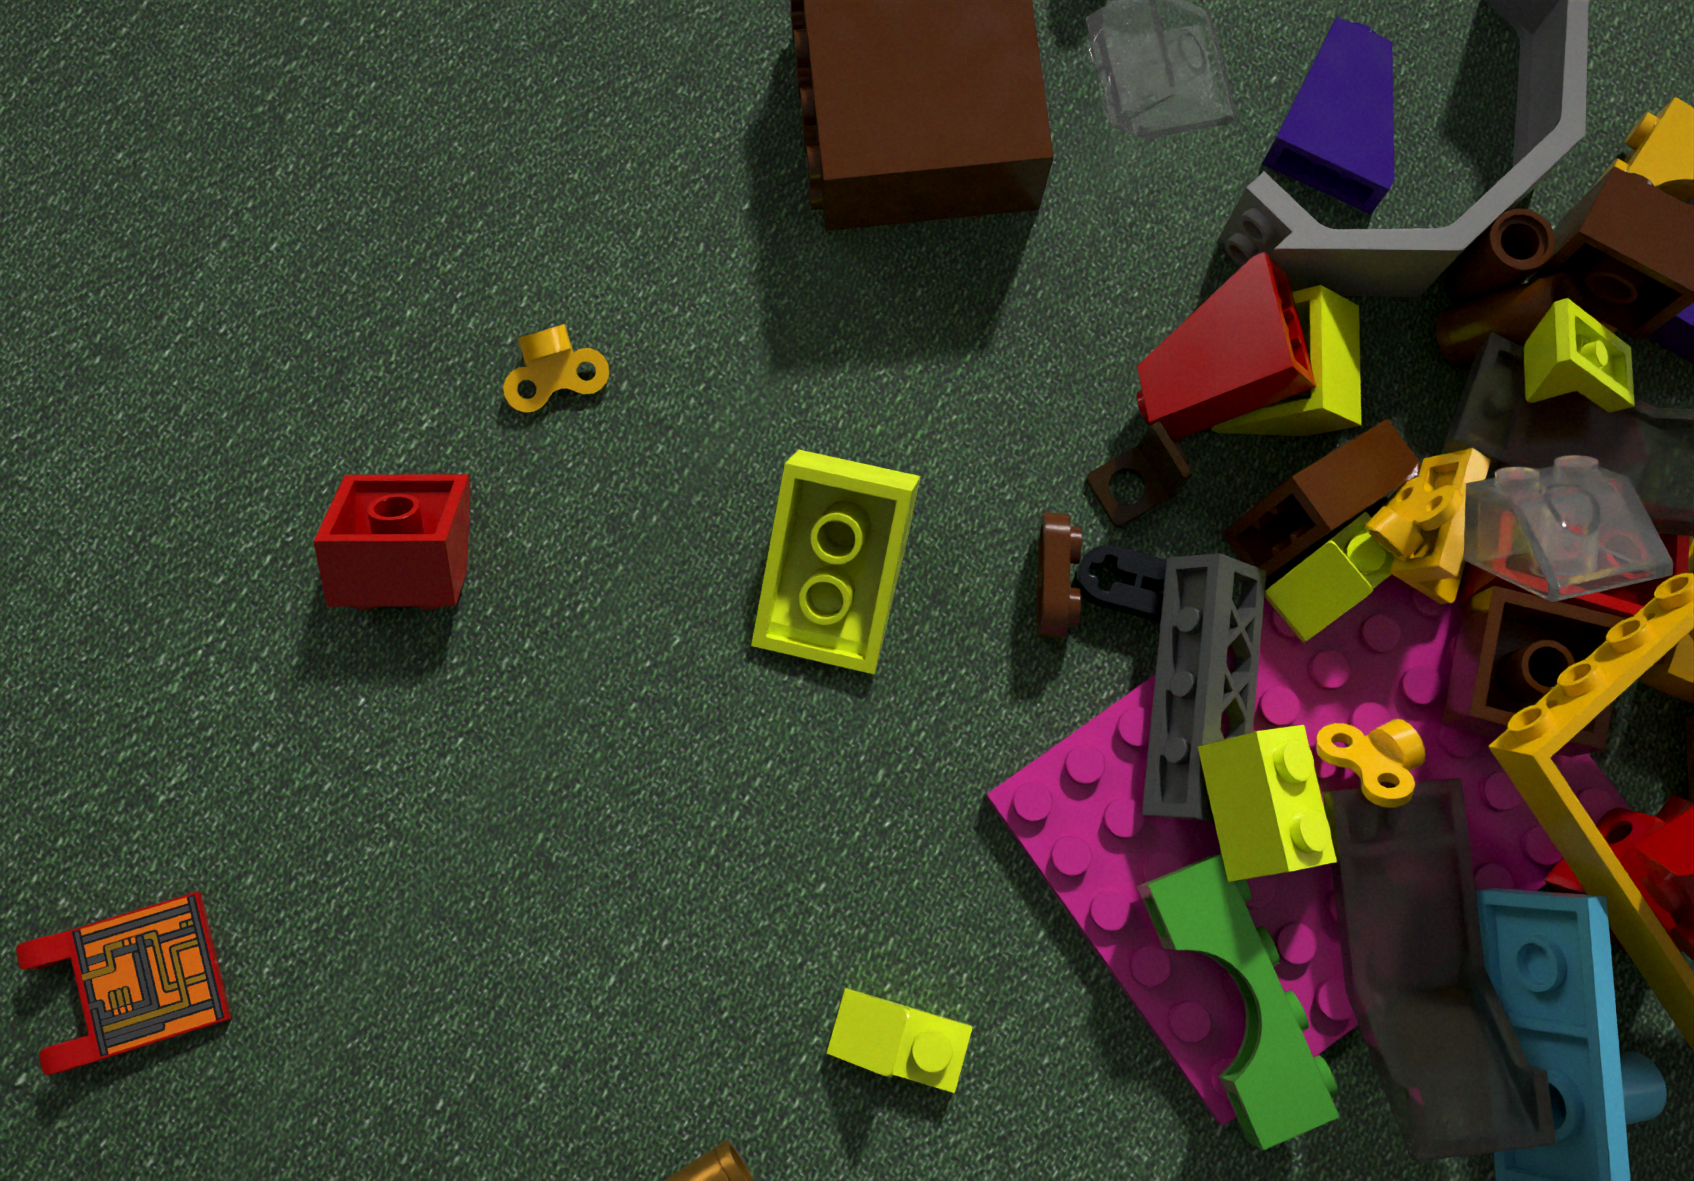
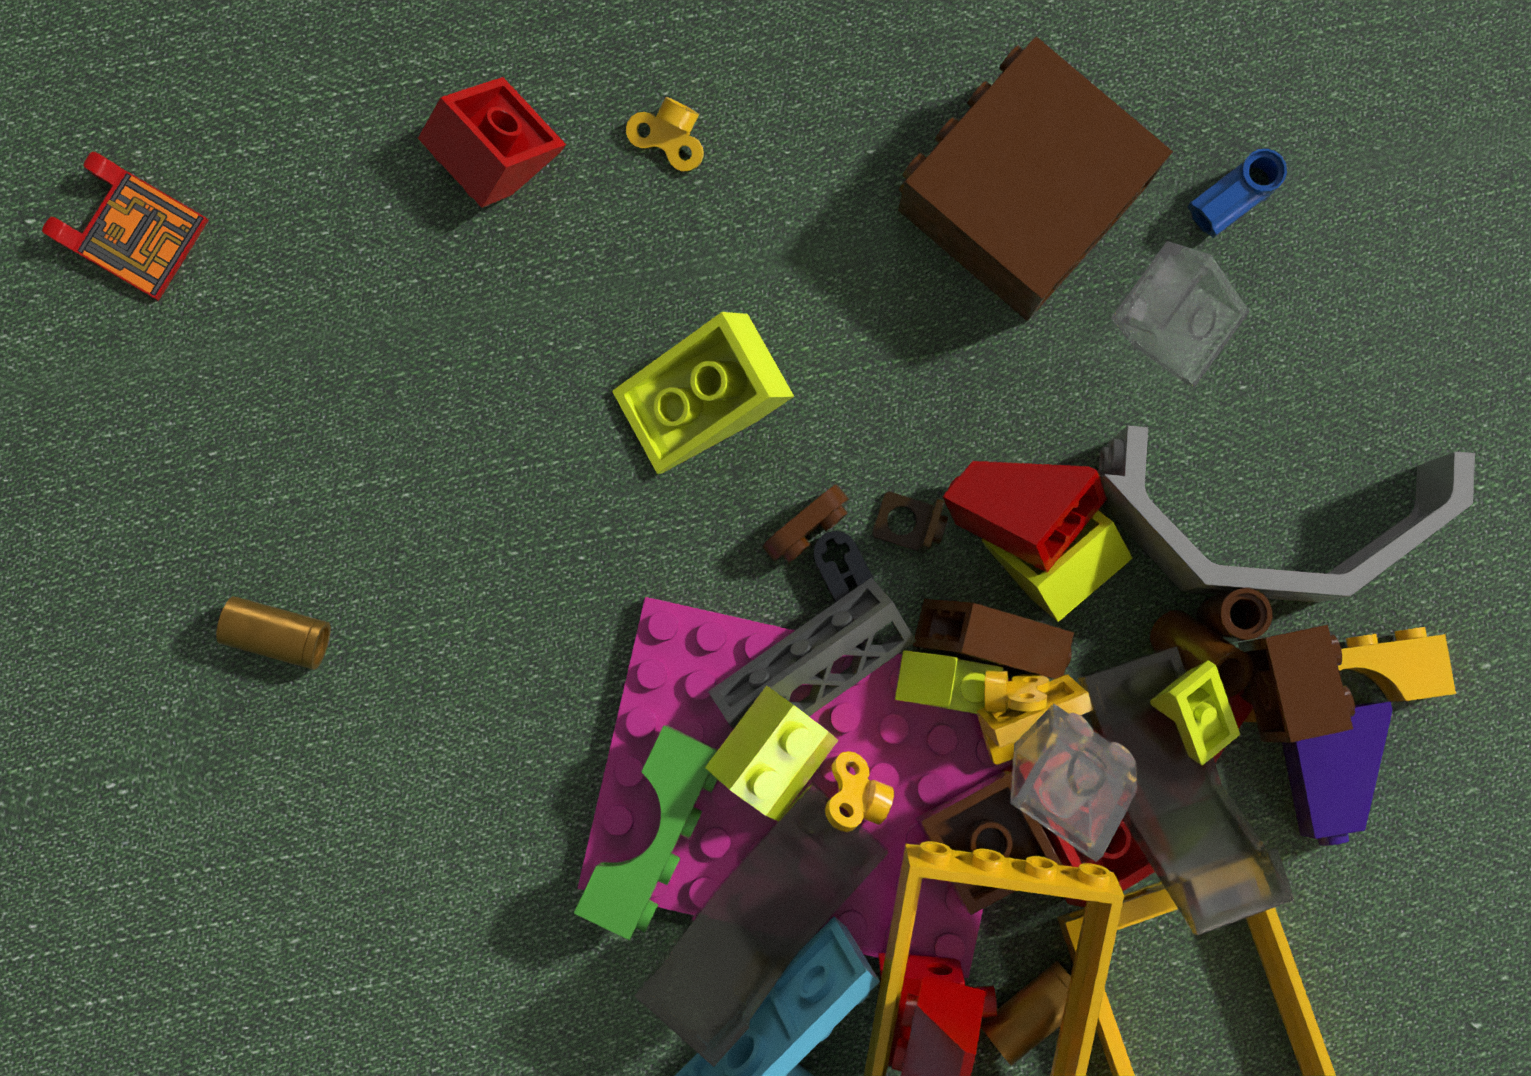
camera: 50 degrees right, 5 degrees up
(899, 1040) = (466, 670): neon yellow slope -> none
(1342, 120) = (1246, 445): dark purple slope -> none

